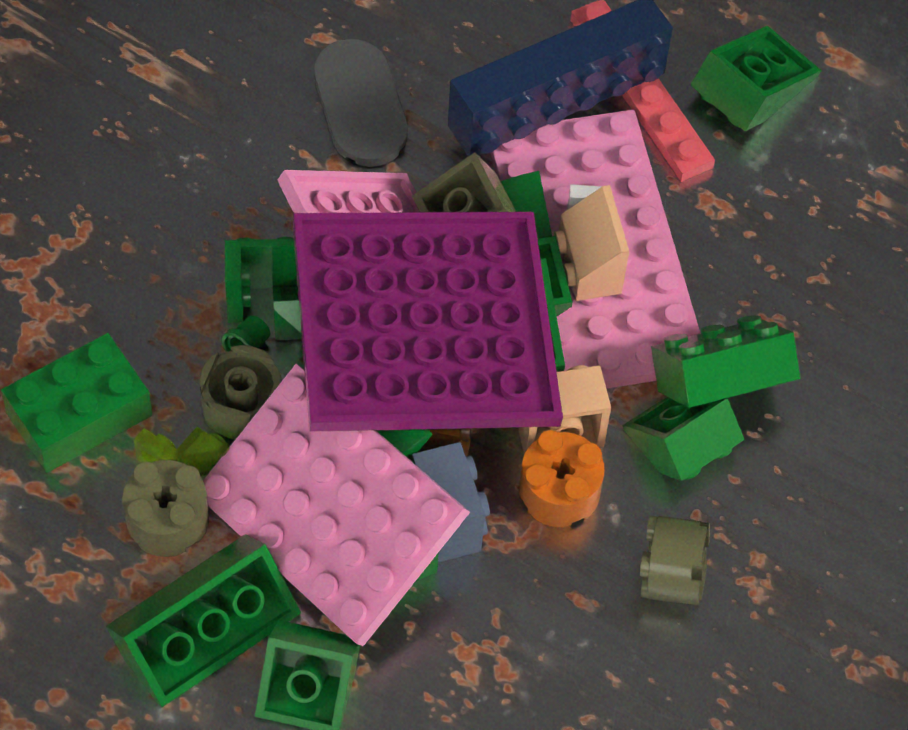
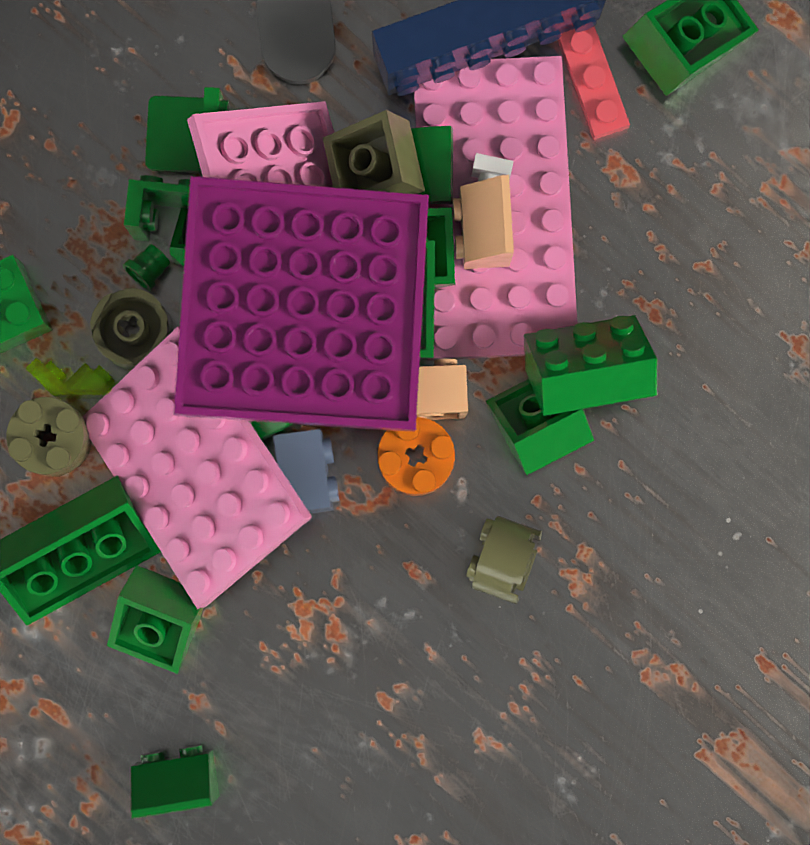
camera: 10 degrees right, 25 degrees up
(260, 210) = (168, 133): none -> green bracket

